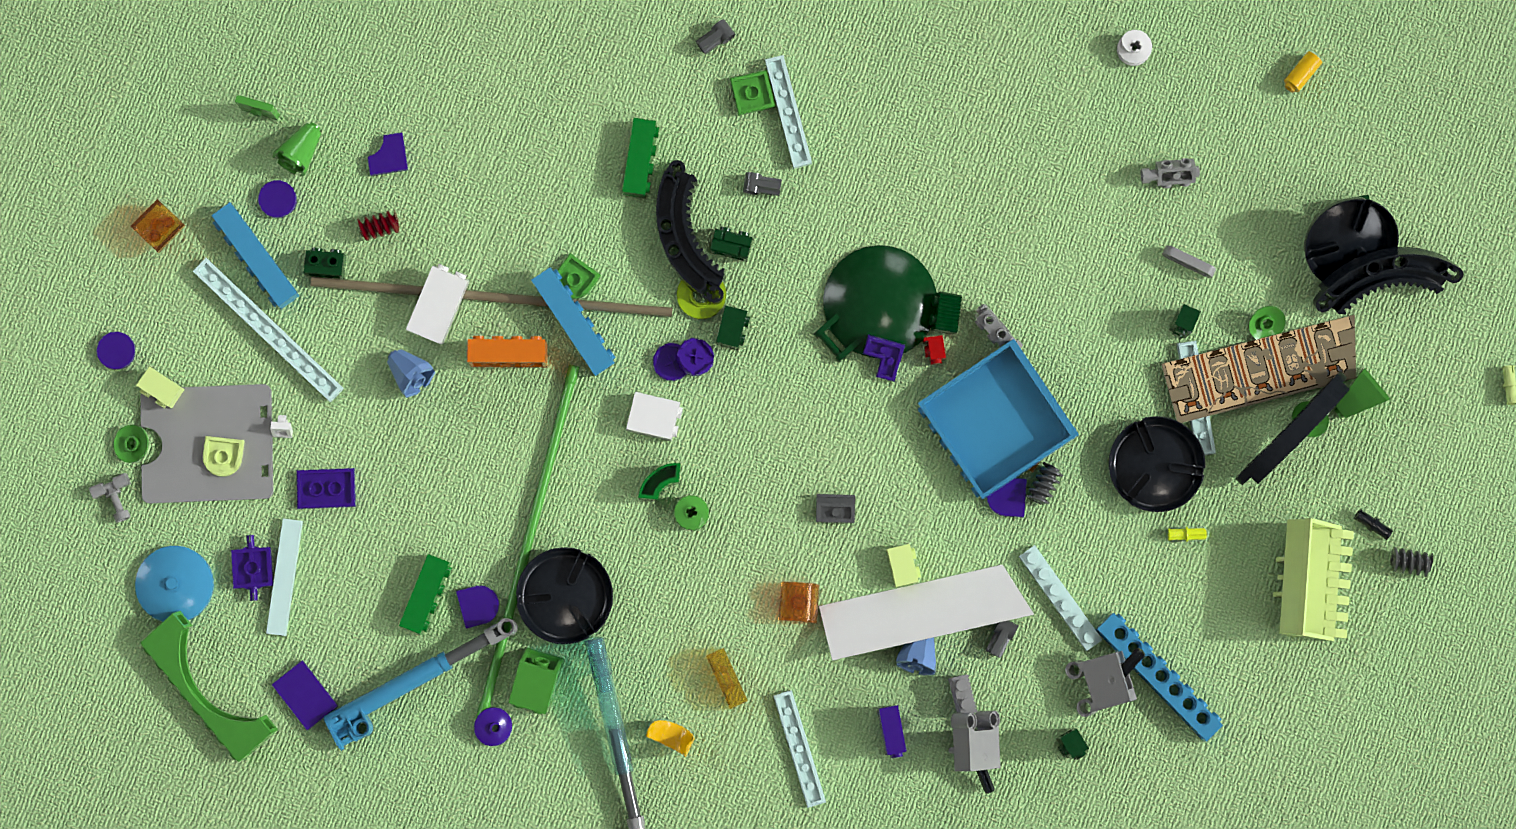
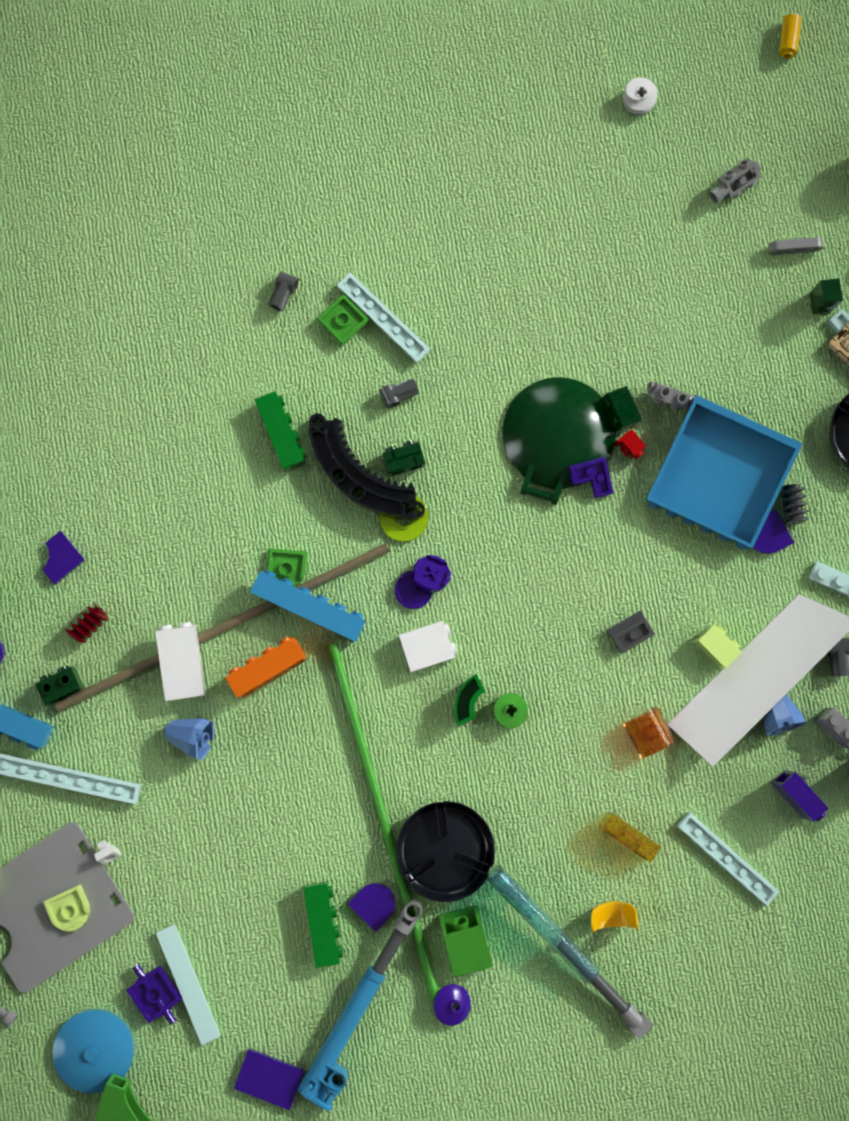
camera: 30 degrees left, 0 degrees up
(326, 488) = (178, 882): dark purple tile -> none
(732, 327) = (448, 529): dark green brick -> none

